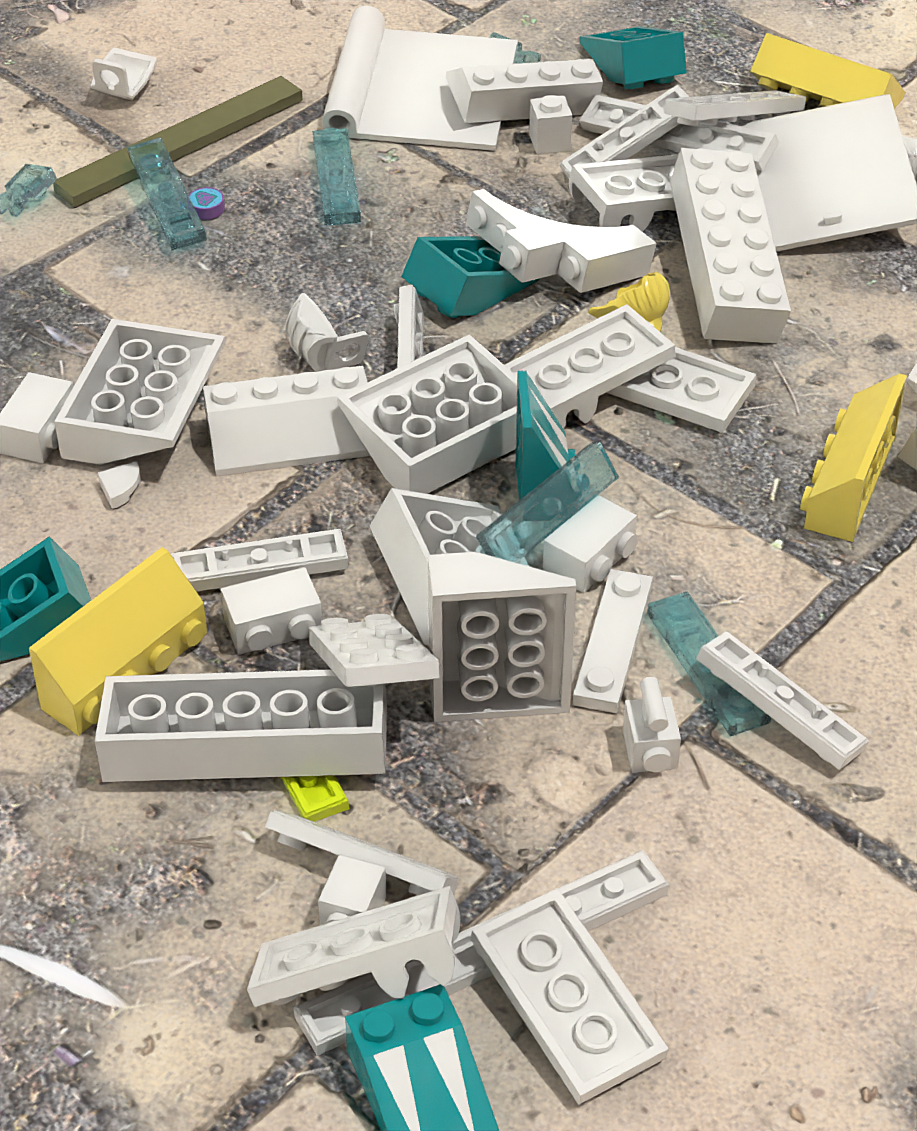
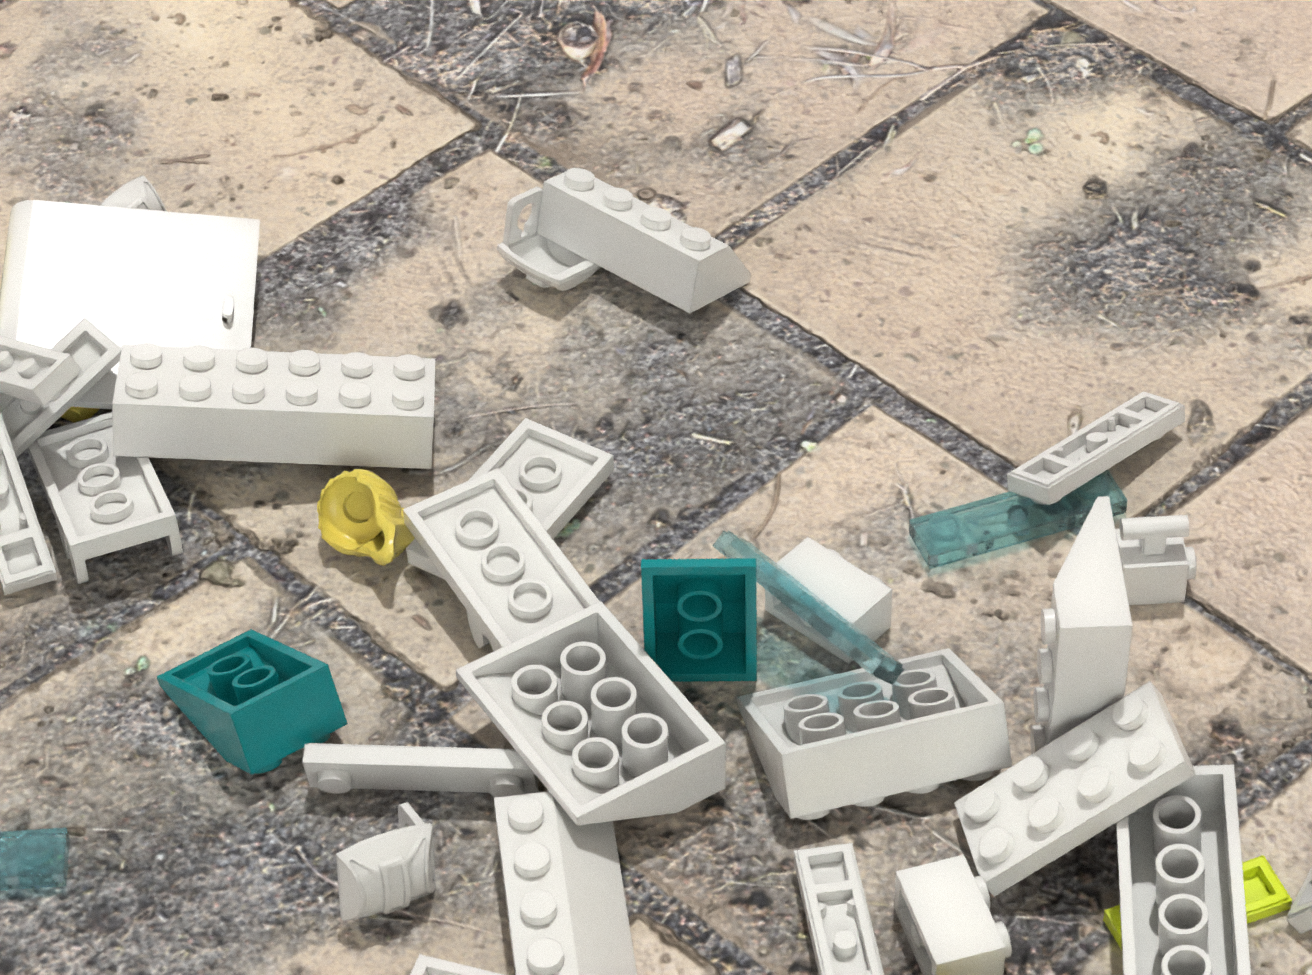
camera: 85 degrees left, 0 degrees up
(543, 247) = (240, 598): white arch -> none
(613, 641) = (964, 592): white plate -> none
(853, 460) = (704, 335): light yellow slope -> none

